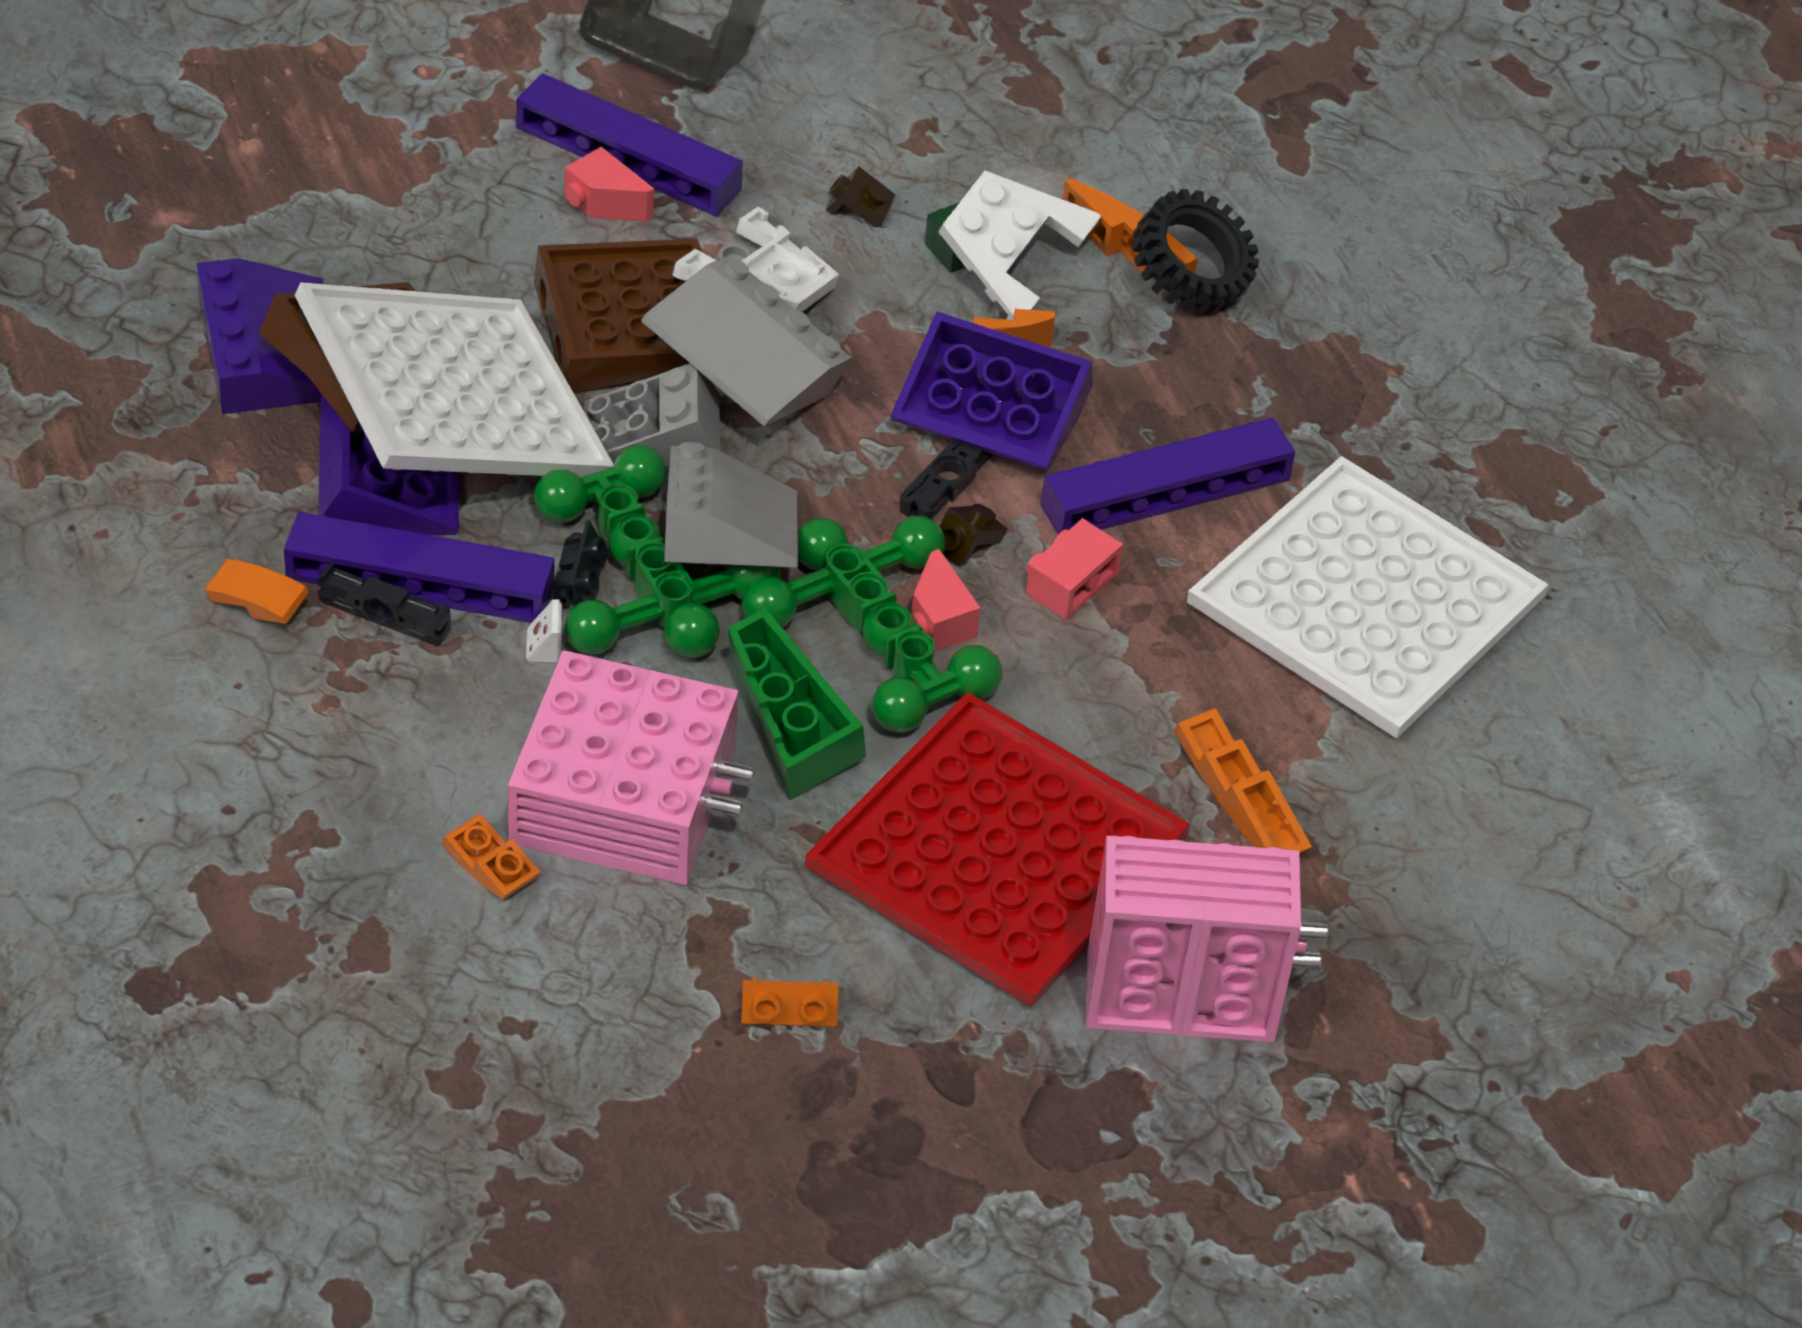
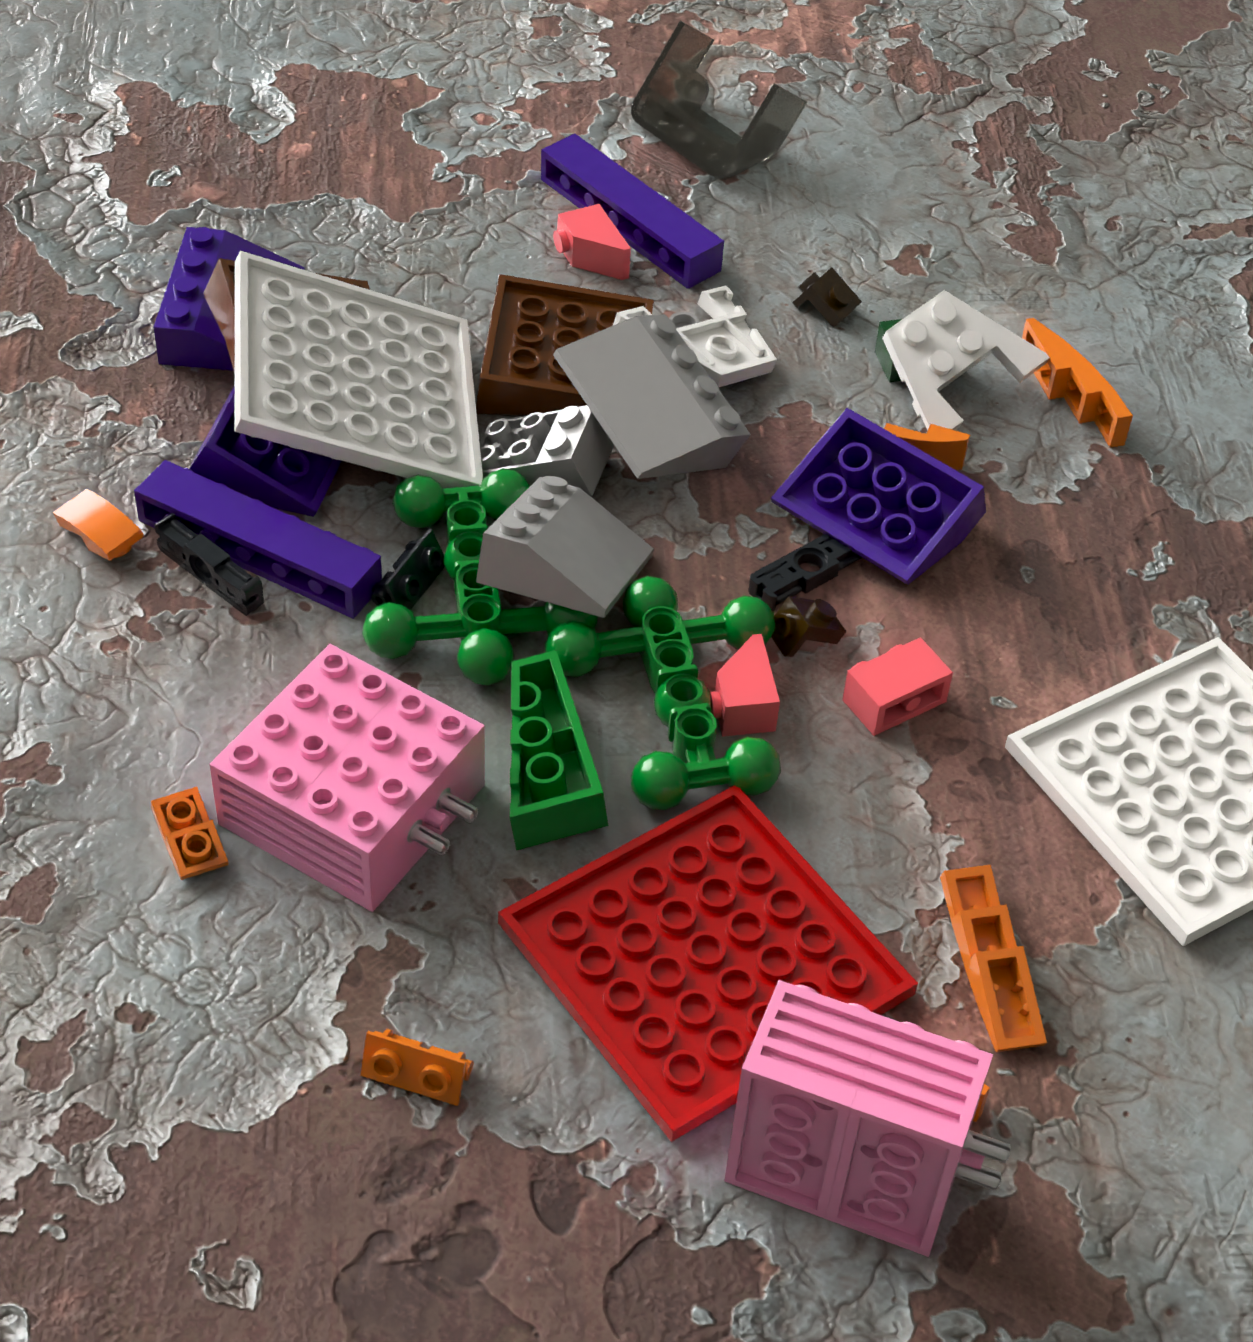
camera: 20 degrees right, 0 degrees up
(545, 635) = (349, 626): white slope -> none
(1169, 477) = (1031, 618): dark purple brick -> none
(1174, 276) = (1152, 380): black tyre -> none

